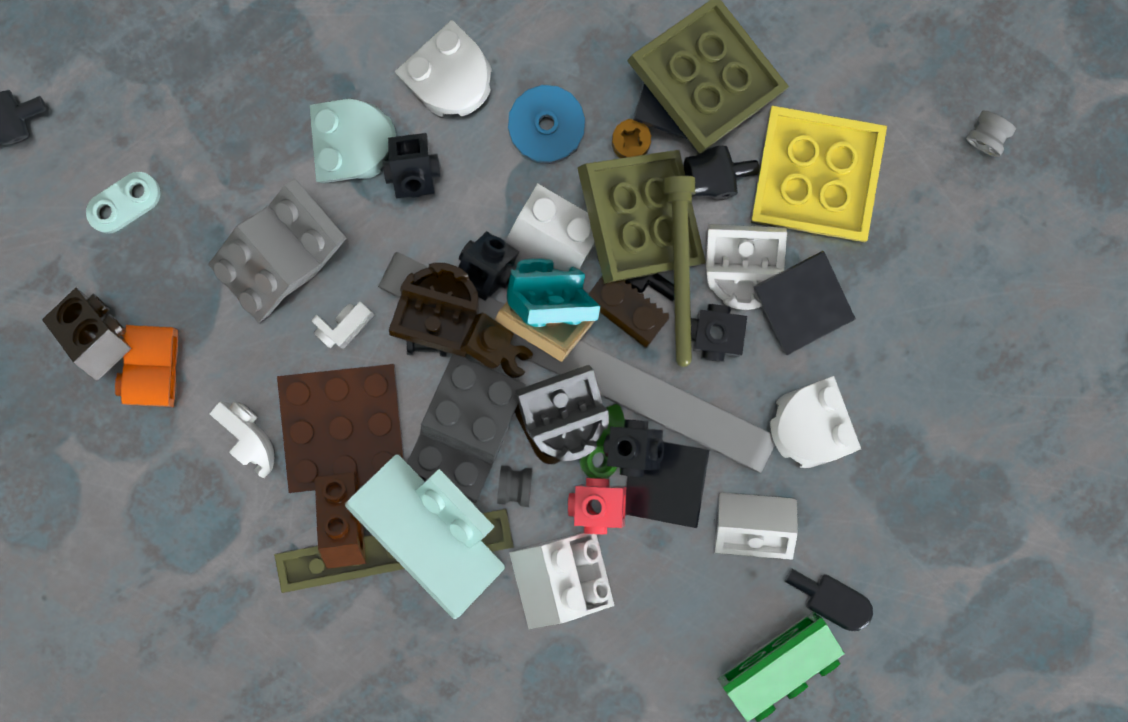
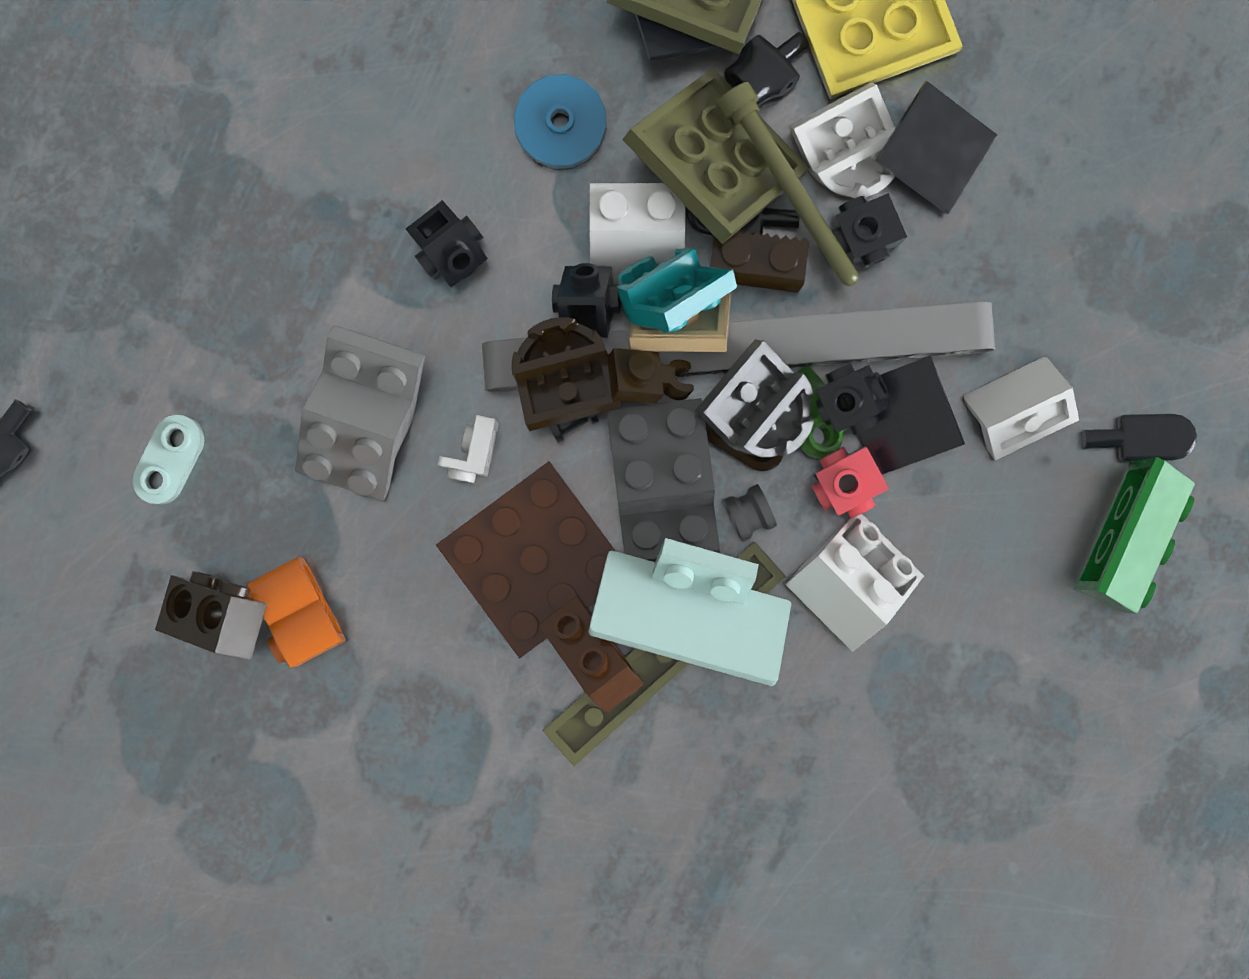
camera: 35 degrees left, 0 degrees up
(253, 442) = (454, 628): white slope -> none
(349, 139) = (365, 256): light aqua slope -> none
(448, 73) = (427, 127): white slope -> none
(629, 145) = (657, 93): pearl gold wheel -> none
(814, 425) = (1020, 268): white slope -> none

